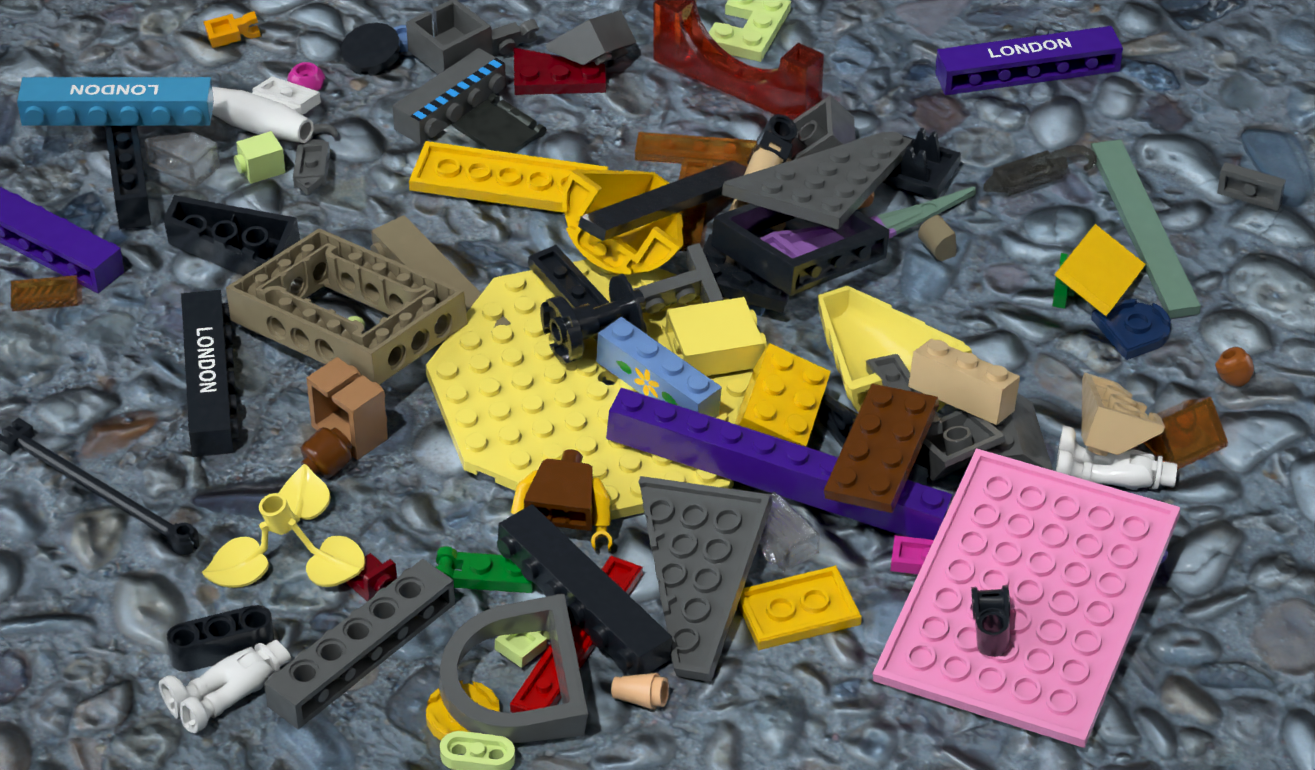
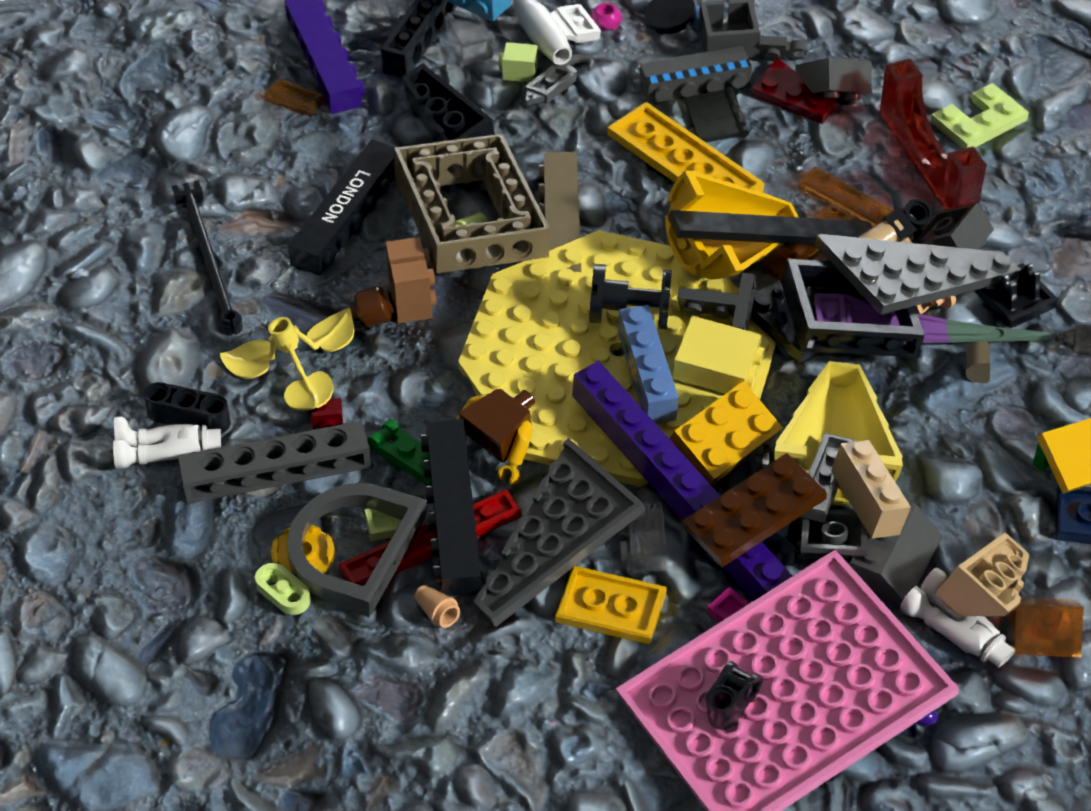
camera: 35 degrees right, 5 degrees up
(565, 279) = (642, 260): black plate -> none

